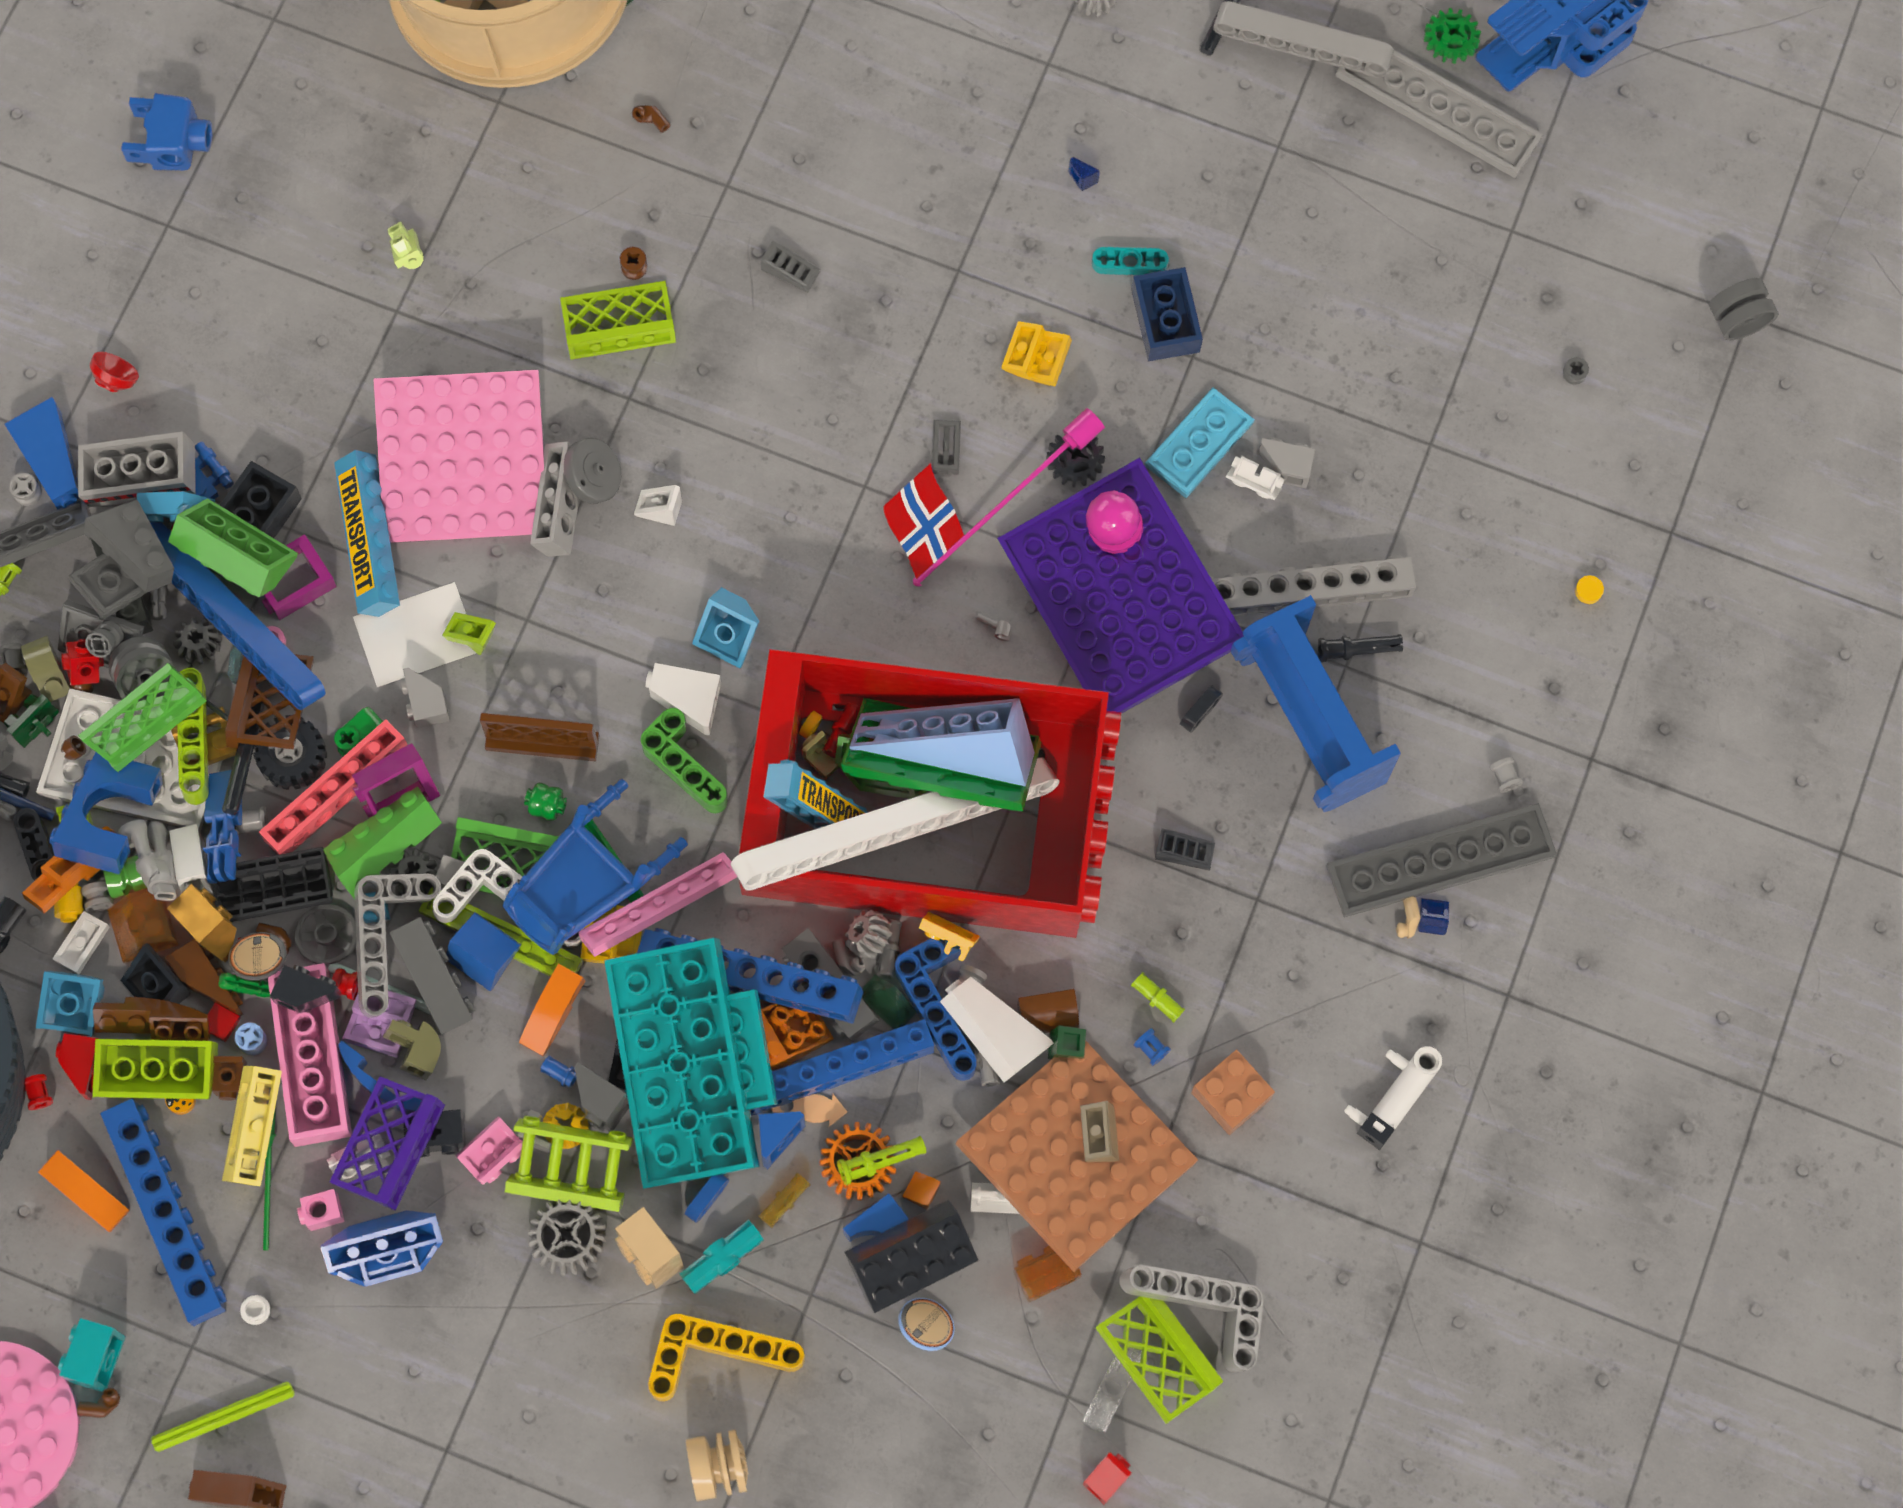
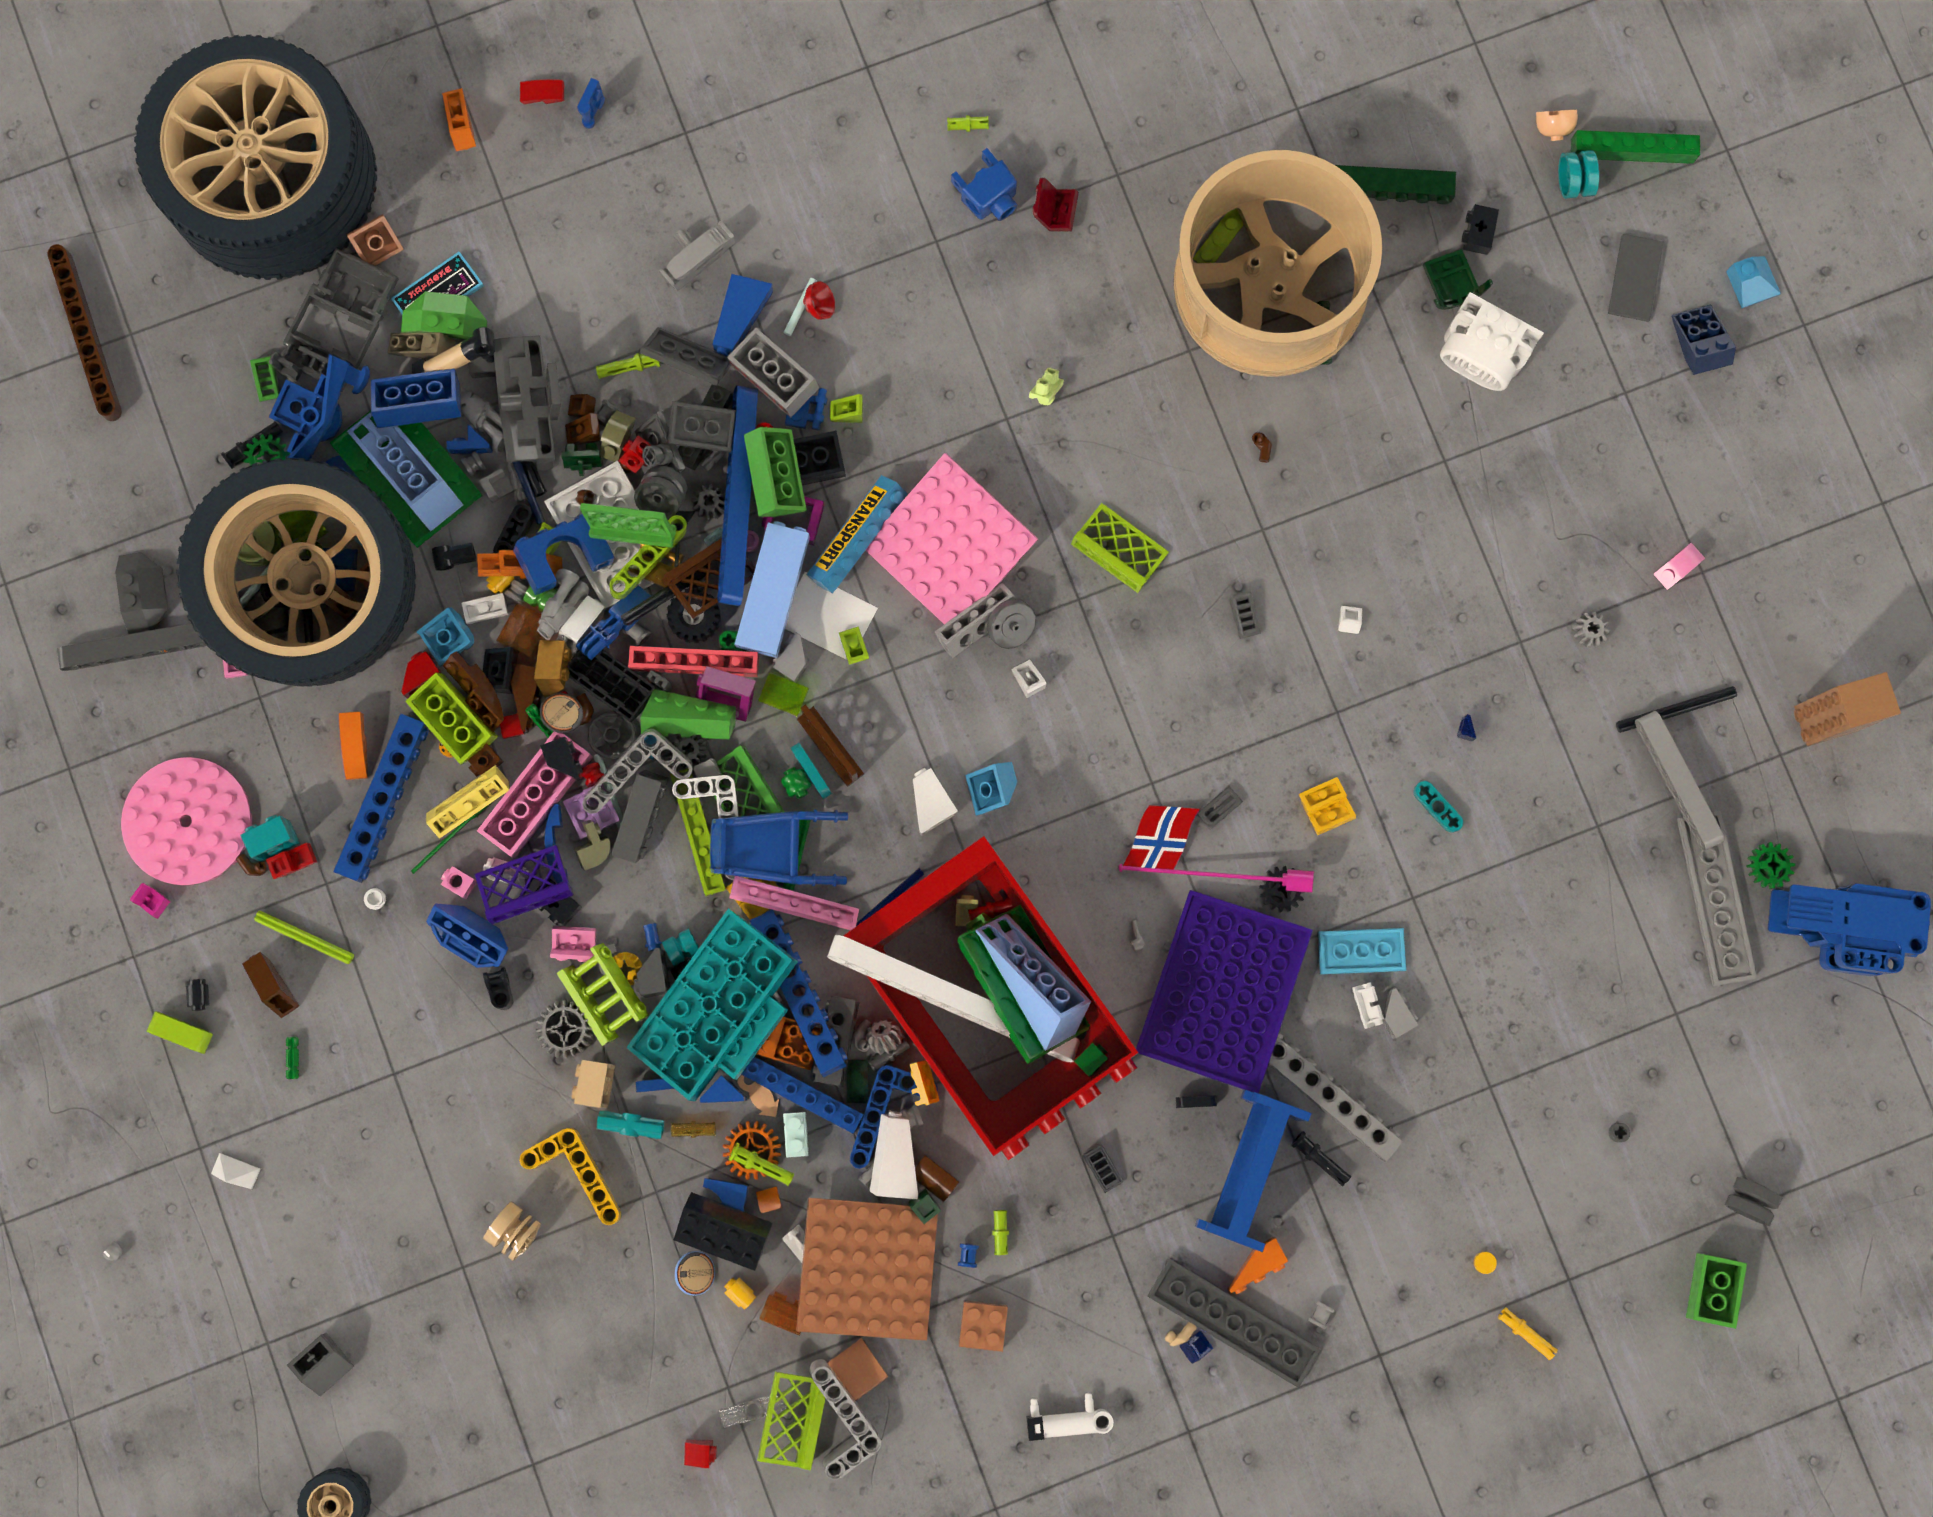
camera: 45 degrees right, 10 degrees up
(25, 483) = (706, 316): light grey wheel -> none
(37, 1092) = (383, 667): red bush -> none
(89, 99) = (968, 123): none -> lime pin
(102, 401) = (797, 312): none -> light aqua bar
(132, 543) = (723, 417): dark grey wedge -> none
(135, 1360) = (291, 861): none -> red slope
(167, 504) = (768, 412): dark azure slope -> none
(241, 438) = (847, 409): none -> lime slope
(245, 1036) = (514, 749): light blue wheel -> none
(247, 92) = (1054, 206): none -> dark red bracket
(322, 841) = (660, 681): none -> dark grey tile
(341, 651) = (772, 589): none -> light blue brick
(449, 738) = (783, 694): none -> clear neon green plate
(459, 1264) = (498, 984): none -> black piece
(481, 951) = (679, 830): blue slope -> none
(533, 774) = (811, 770): none -> teal beam
(551, 1009) = (681, 900): orange slope -> none
(596, 1049) = (680, 947): none -> teal wheel
(630, 269) = (1161, 528): reddish brown wheel -> none
(687, 766) = (889, 842): bright green beam -> none
(742, 793) = (895, 893): none -> clear blue bar
(807, 796) = (924, 943): dark azure brick -> none
(810, 725) = (977, 889): yellow tile -> none
(883, 1104) = (796, 1134): none -> light aqua brick
(885, 184) = (1350, 619): none -> white slope
(985, 1298) = (739, 1292): none -> yellow brick
(1072, 763) = (1092, 1059): none -> green brick
(1099, 1132) = (888, 1273): dark tan slope -> none
(1114, 522) = (1257, 952): dark pink tile -> none
(1166, 314) = (1422, 860): dark blue brick -> none
(1167, 1246) = (858, 1369): none -> nougat slope
(1406, 787) = (1258, 1265): none -> orange slope
(1683, 610) = (1521, 1328): none -> yellow pin
(1796, 412) = (1716, 1290): none -> bright green brick

